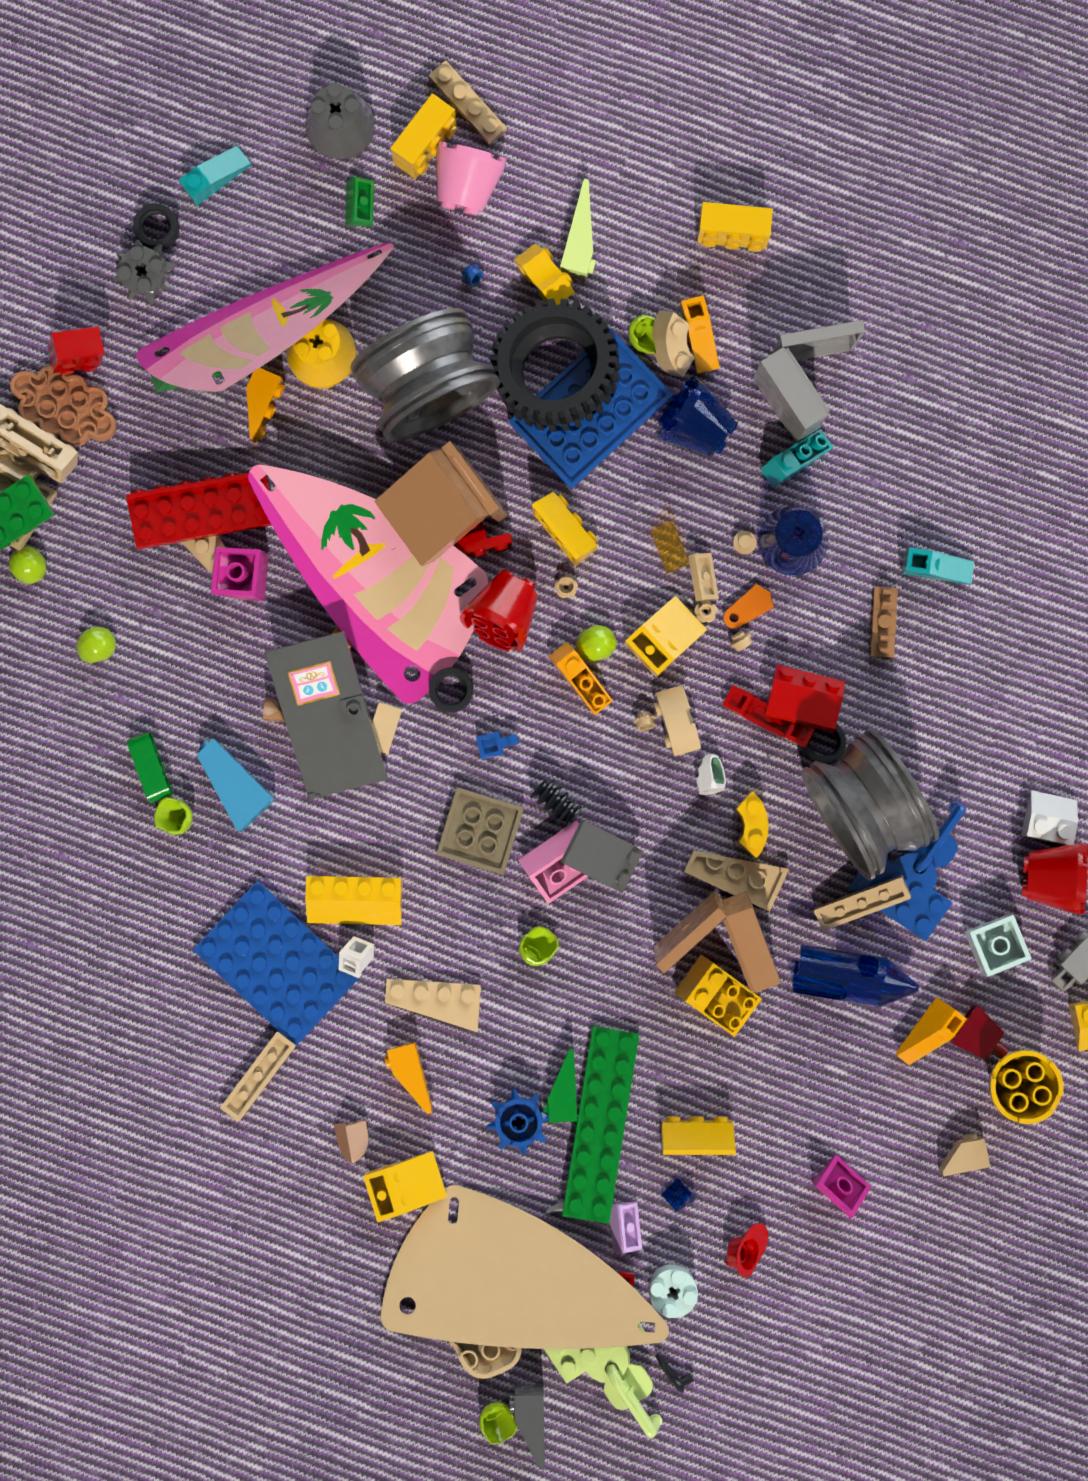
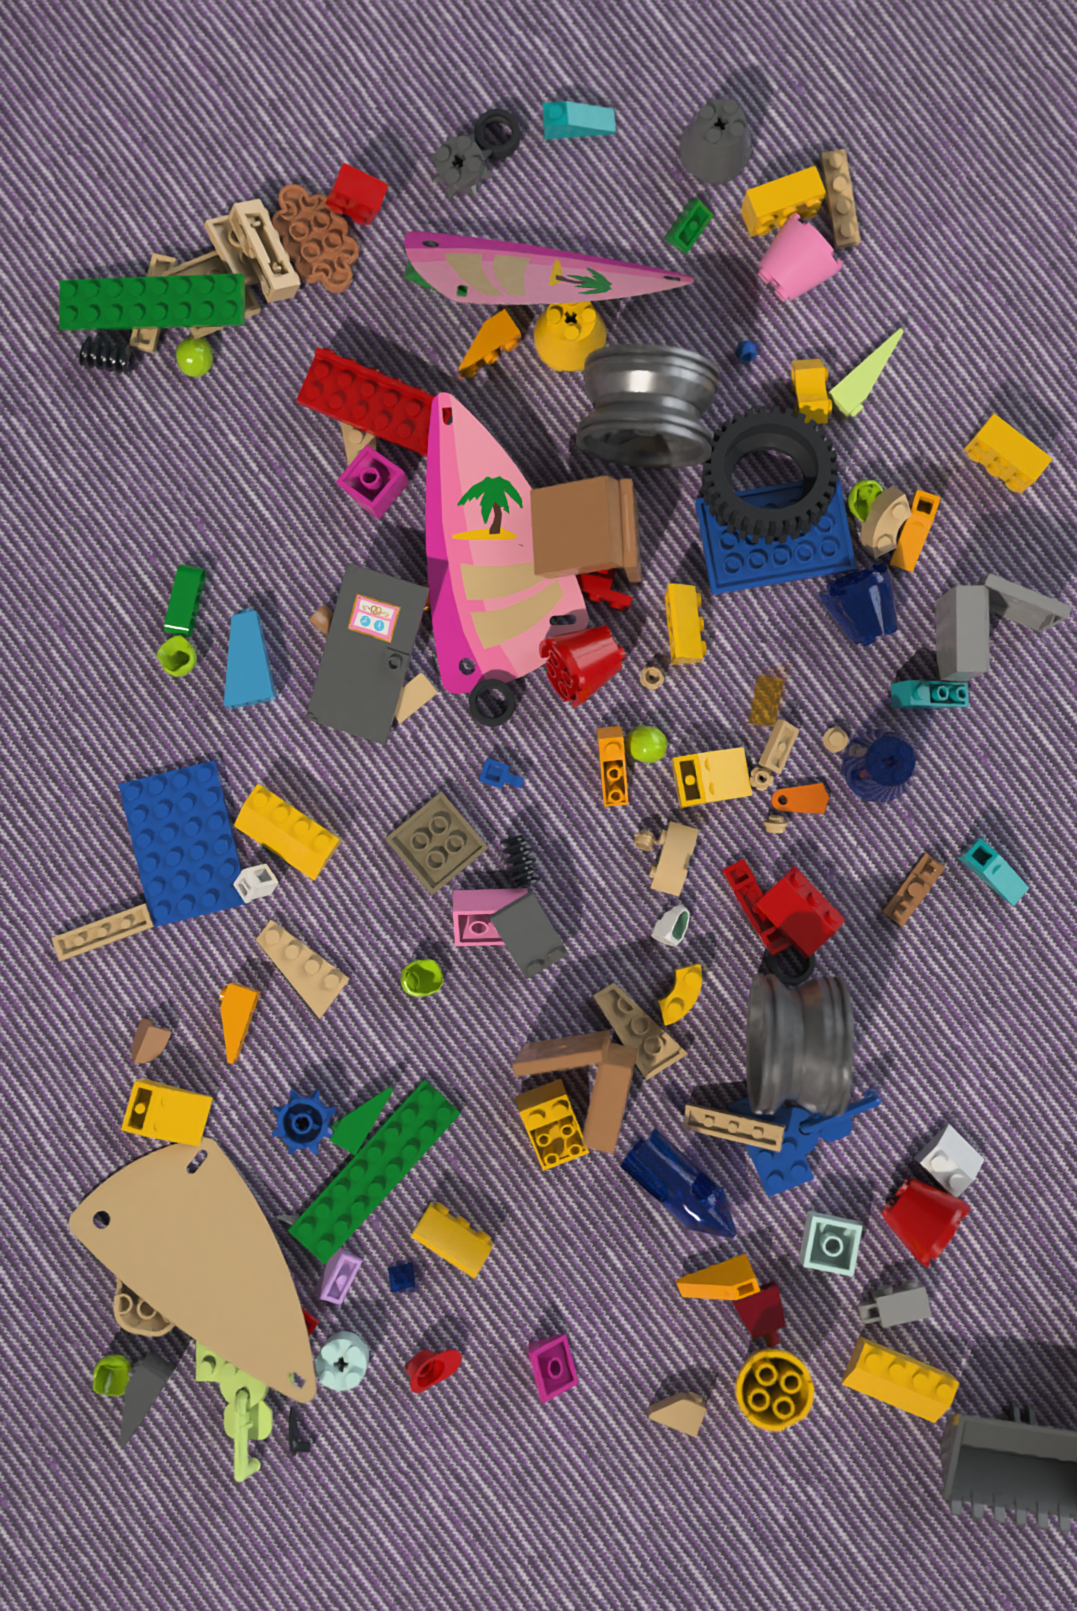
camera: 30 degrees right, 0 degrees up
(95, 645) = (208, 464): lime hair -> none

